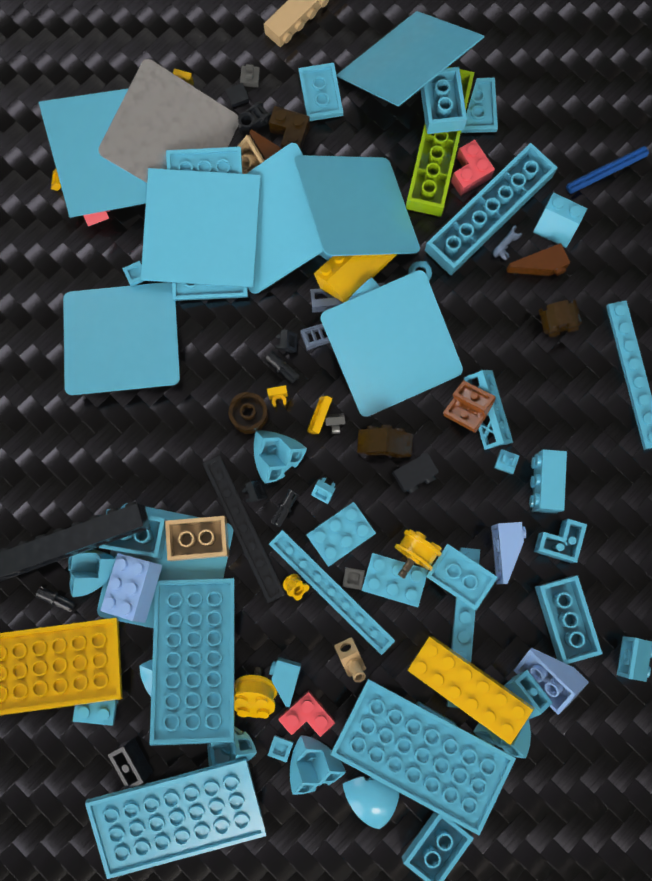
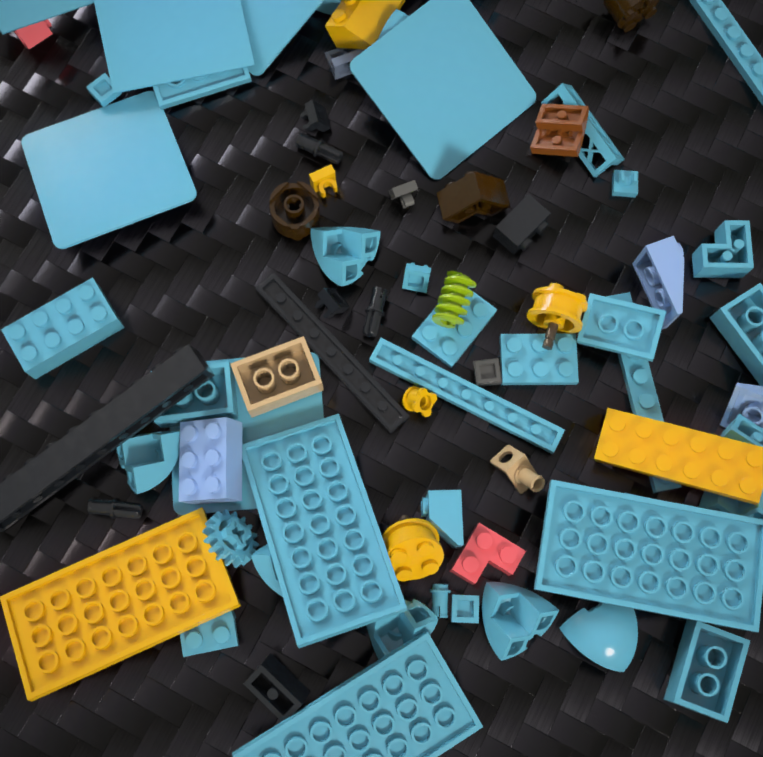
camera: 20 degrees left, 5 degrees down
(54, 454) = (62, 328): none -> medium azure brick
(129, 648) = (230, 538): none -> medium azure gear
(264, 736) = (440, 598): none -> medium azure pin
(316, 343) = (336, 100): sand blue slope -> none
(319, 415) = (382, 190): yellow tile -> none
(344, 519) = (453, 299): none -> lime piece
(548, 481) = (685, 187): medium azure brick -> none

